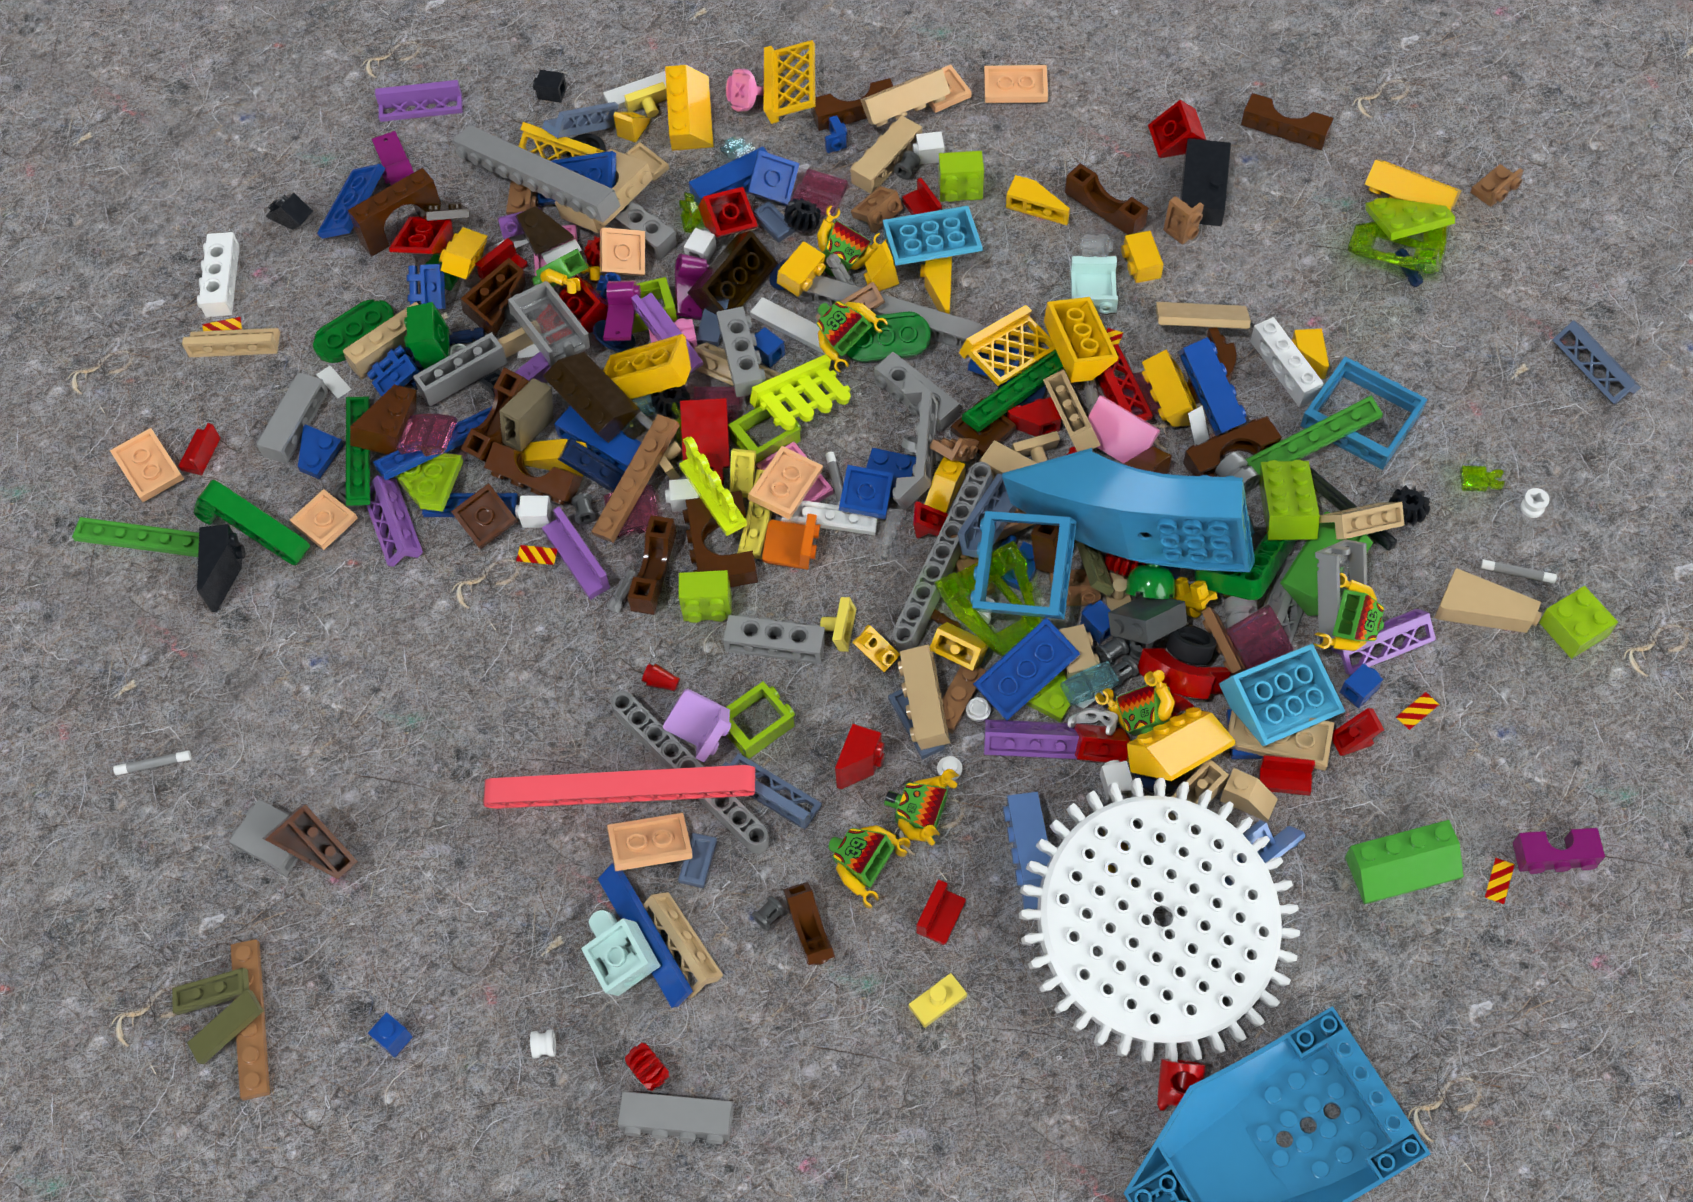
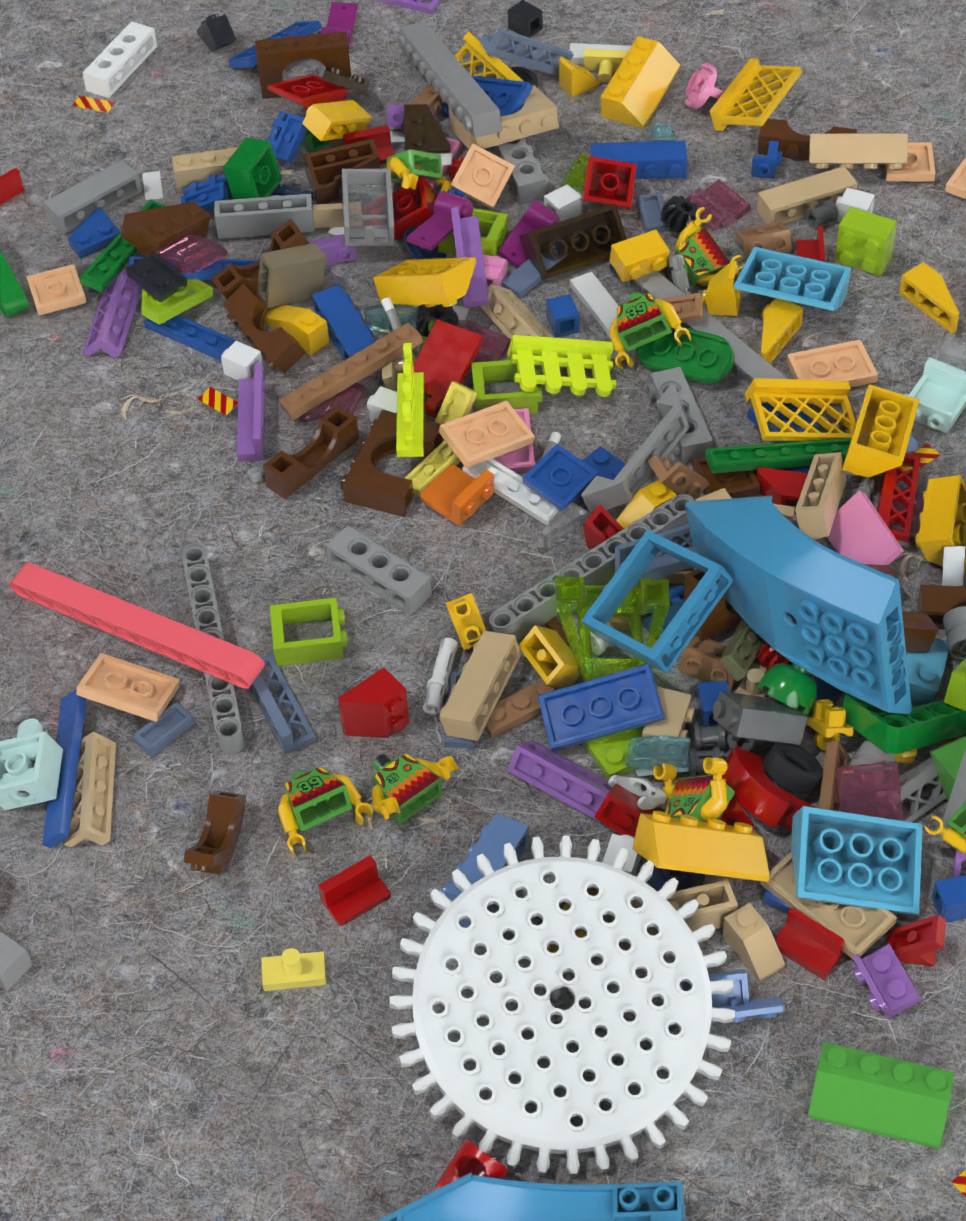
camera: 30 degrees right, 10 degrees down
(232, 342) = (90, 118): tan fence -> none
(349, 328) = (193, 144): green tile -> none
(413, 469) = (156, 276): none -> black plate
(484, 516) = (193, 345): reddish brown plate -> none
(583, 508) = (287, 380): dark grey bush -> none
(591, 465) = (316, 339): dark blue tile -> none
(592, 394) = (358, 280): dark brown slope -> none
(656, 164) = (570, 116): tan tile -> none
(658, 677) = (245, 551): red cone -> none
(698, 722) = (246, 601): lavender bracket -> none
(705, 596) = (337, 498): lime brick -> none
(740, 350) = (527, 300): light grey brick -> none
(768, 913) = (188, 801): dark grey bush -> none
(773, 178) = (674, 170): blue plate -> none
(842, 624) = (453, 586): light yellow tile -> none
(886, 711) = (438, 685): none -> white pin
(949, 763) = (467, 767): white plate -> none
(978, 709) = (531, 726): white plate -> none
(1001, 295) = (834, 362): none -> light nougat plate
(1355, 773) = (887, 980): none -> medium lavender bracket

